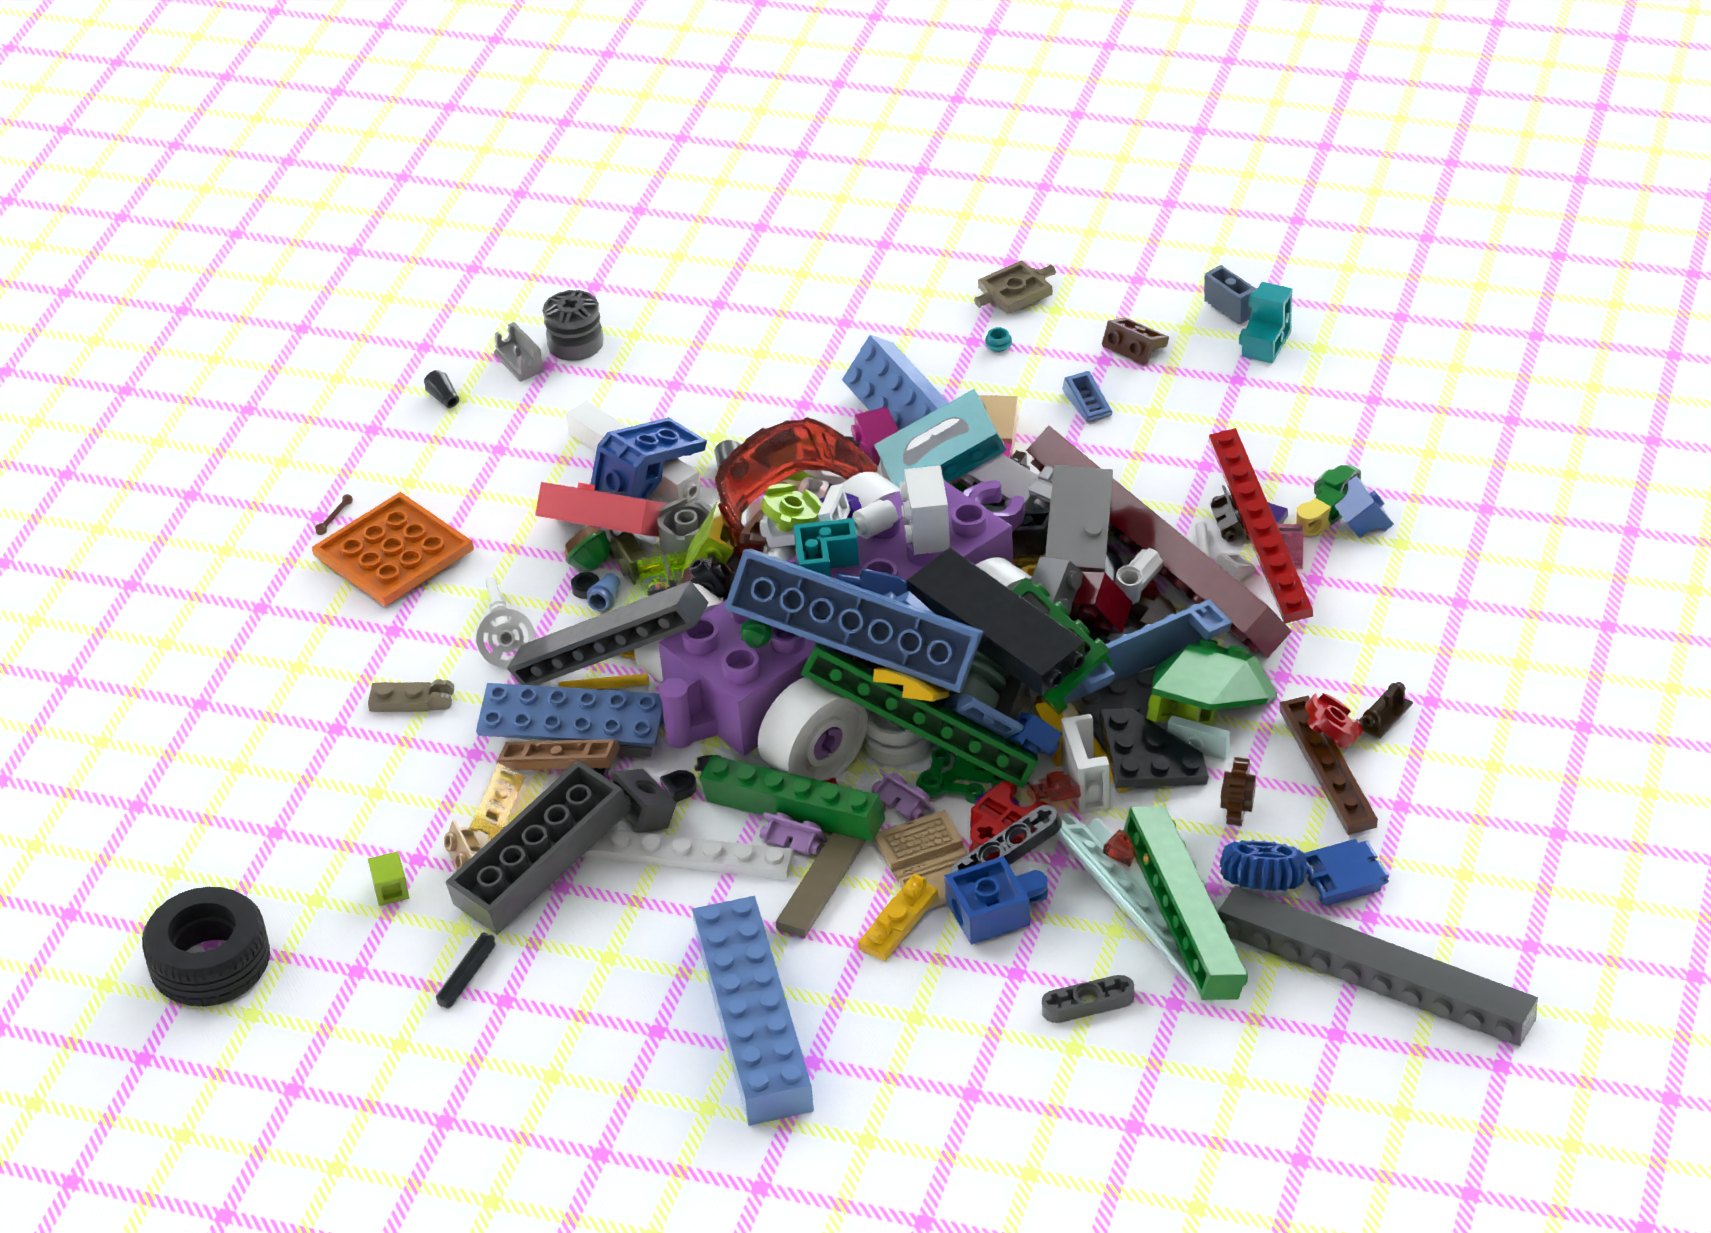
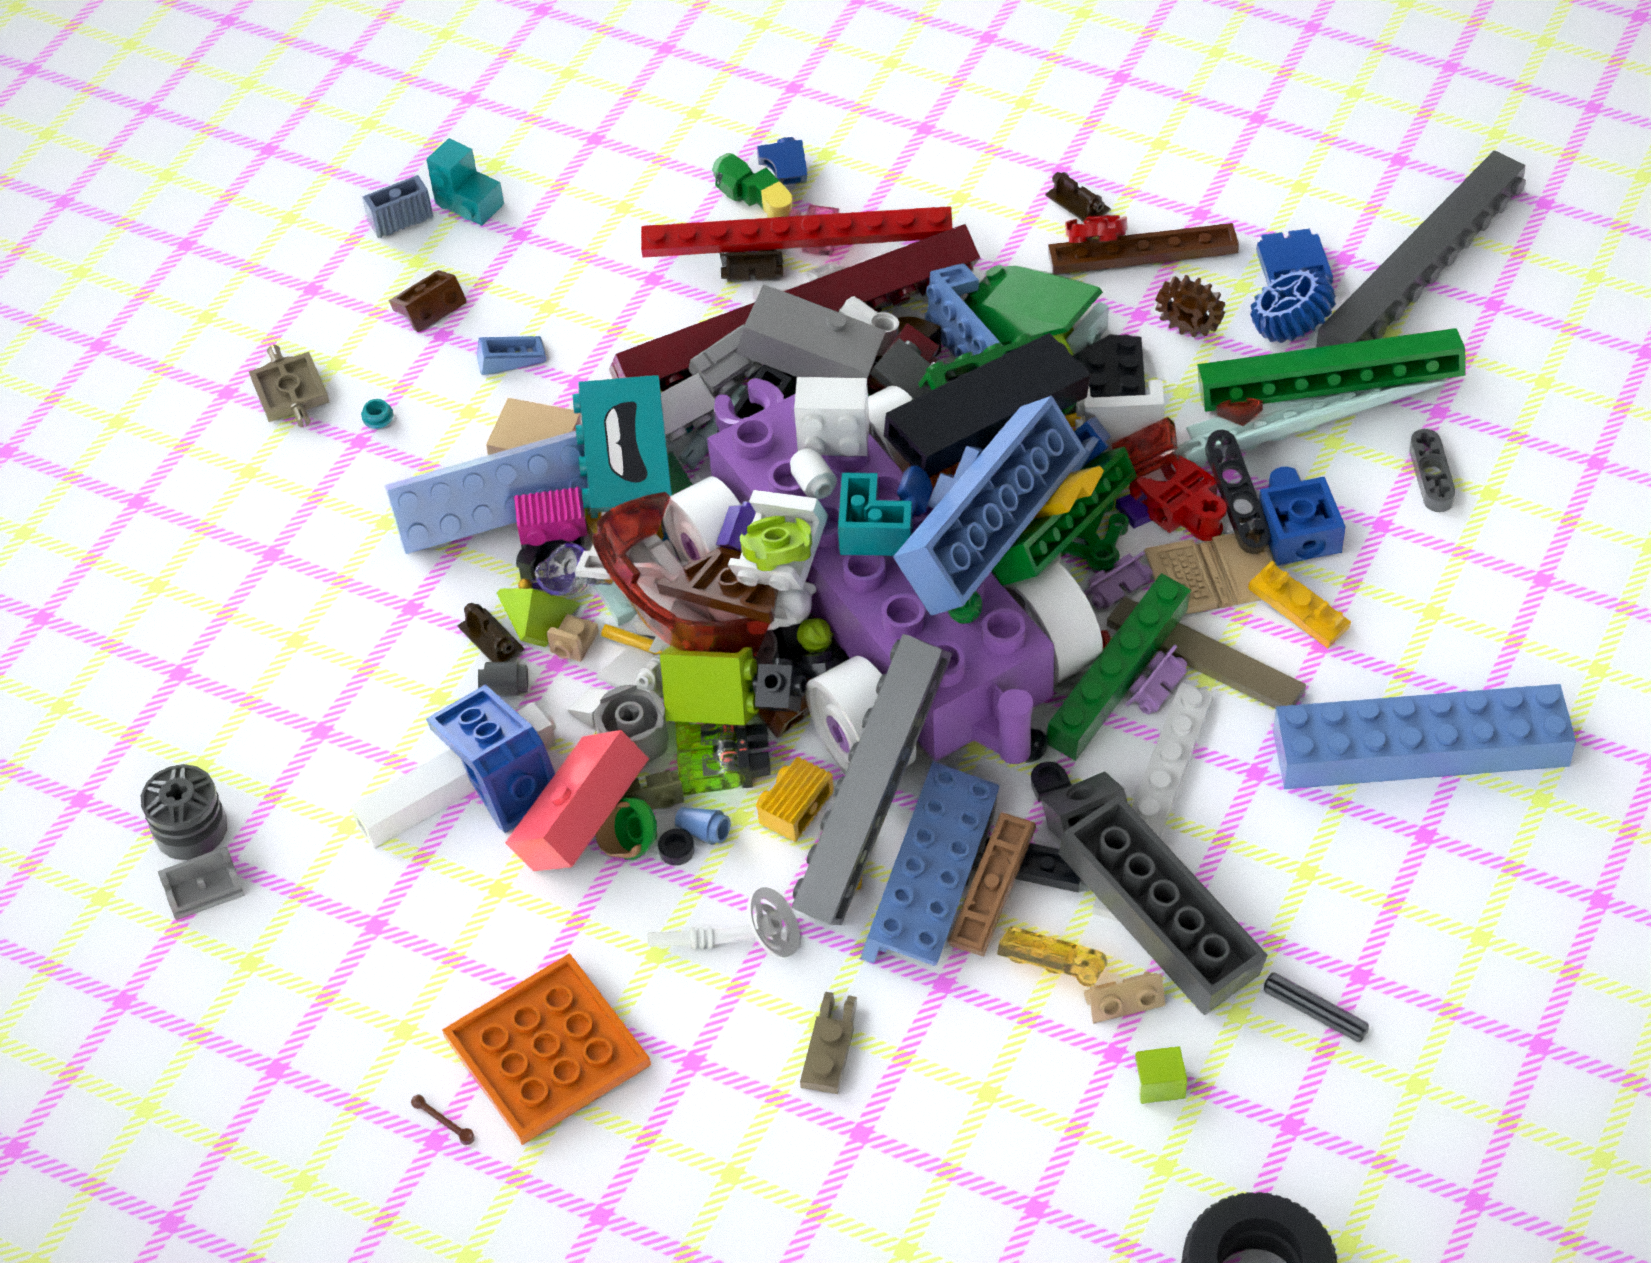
camera: 80 degrees left, 10 degrees up
(440, 387) = (238, 975): black cone -> none

